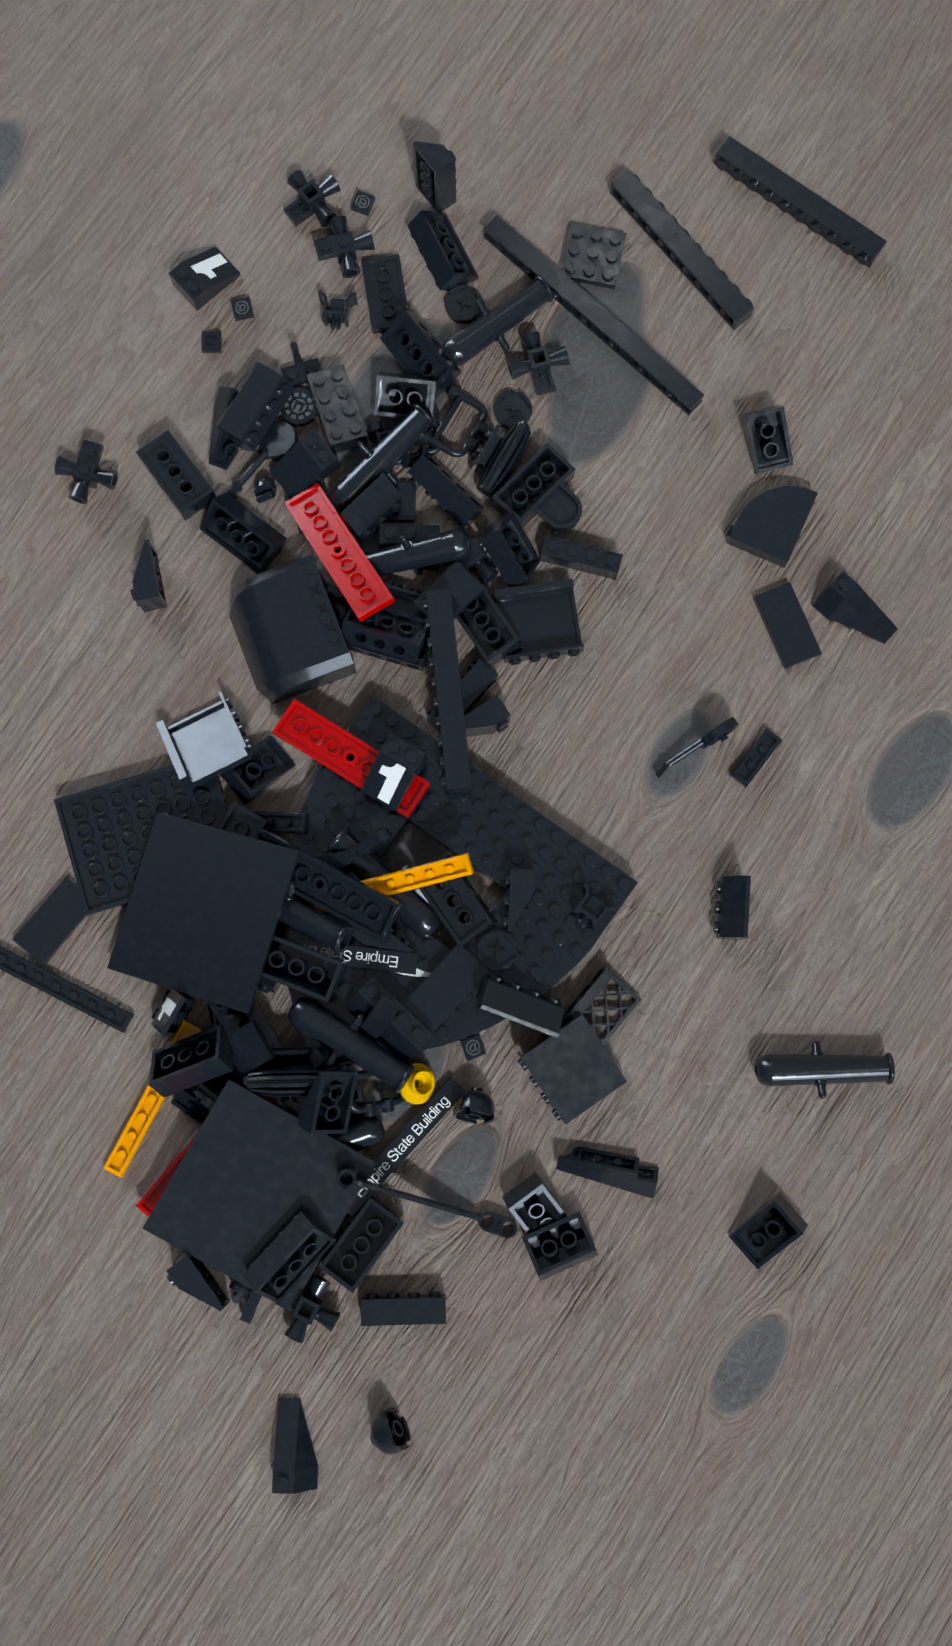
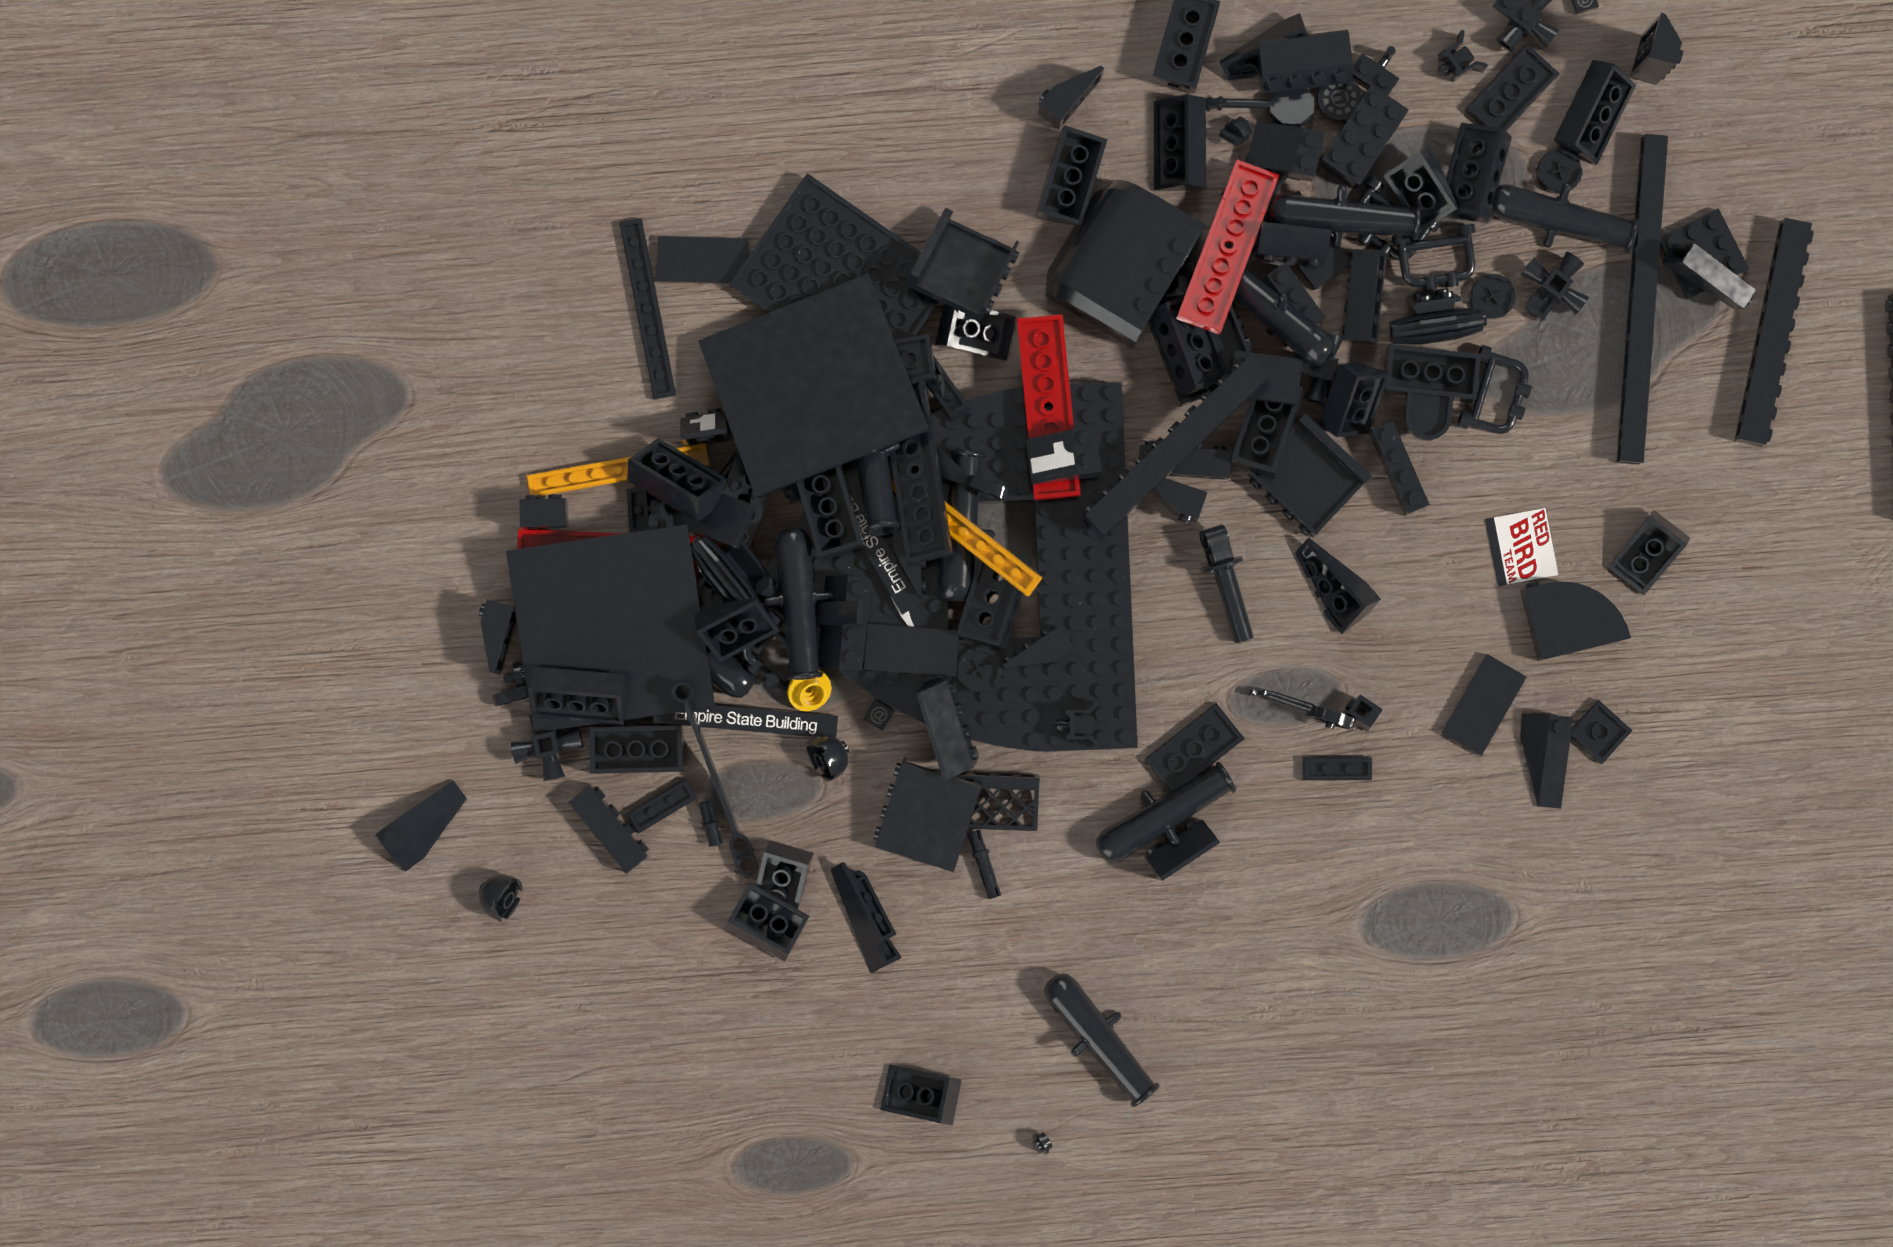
camera: 50 degrees right, 5 degrees up
(138, 1178) = (543, 513): none -> black brick
(205, 621) = (1071, 176): none -> black slope
(417, 1256) = (662, 806): none -> black tile
(457, 1231) = (710, 823): none -> black axle
(554, 726) = (1221, 563): none -> black piece
(591, 438) = (1521, 391): none -> black bar
(610, 257) = (1709, 274): none -> slope
(634, 660) = (1340, 589): none -> black wedge
(634, 1054) = (984, 865): none -> black pin
(667, 844) = (1194, 748): none -> black tile
(697, 519) = (1521, 547): none -> sticker
(698, 901) = (1163, 815): none -> black piece
(732, 703) = (1370, 710): none -> black brick
(865, 563) = (1600, 732): none -> black tile
(868, 1169) = (1042, 1143): none -> black plate

